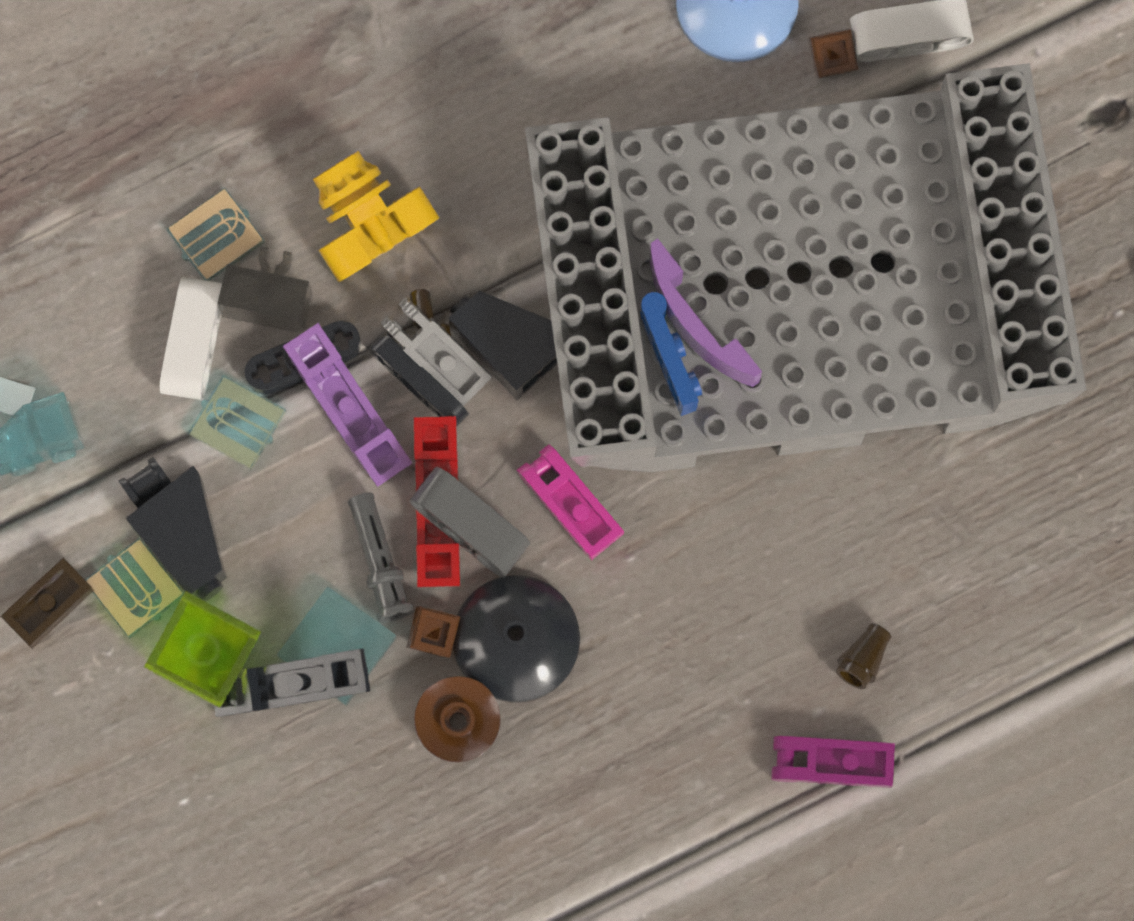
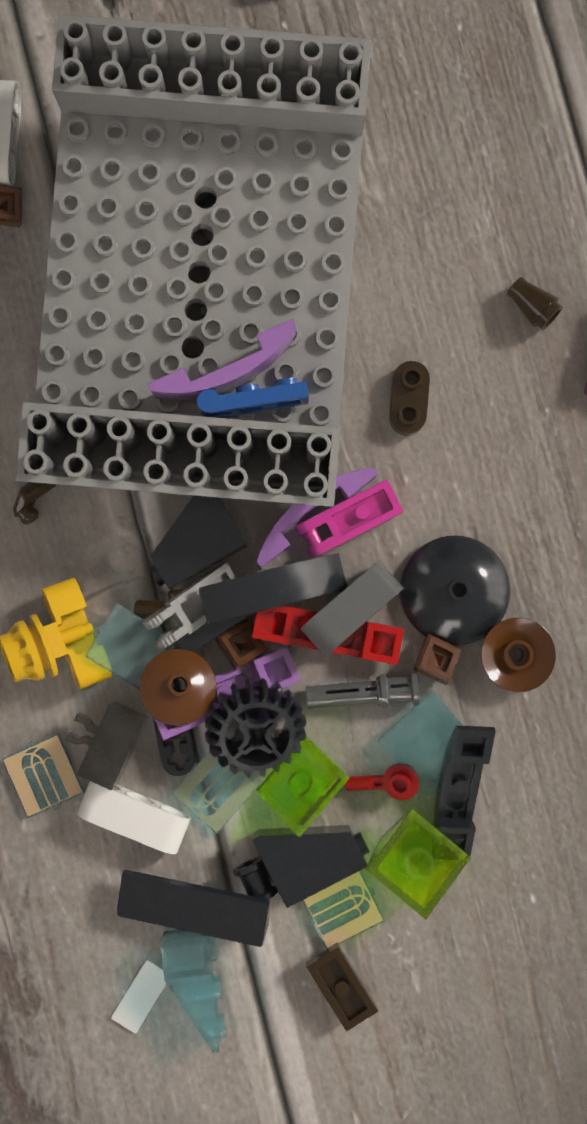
camera: 80 degrees left, 10 degrees up
(105, 421) = (193, 908): none -> black slope
(263, 513) = (303, 787): none -> clear neon green slope
(288, 615) = (399, 782): none -> red plate
(296, 468) = (253, 747): none -> black gear
(328, 364) = (173, 706): none -> reddish brown dish
(374, 289) = (124, 645): none -> clear light blue piece
(399, 412) = (239, 645): none -> reddish brown tile
(474, 431) = (272, 588): none -> black slope
(509, 149) = (26, 499): none -> dark brown arm
(526, 425) = (276, 543): none -> medium lavender slope
(724, 541) = (410, 397): none -> dark brown plate

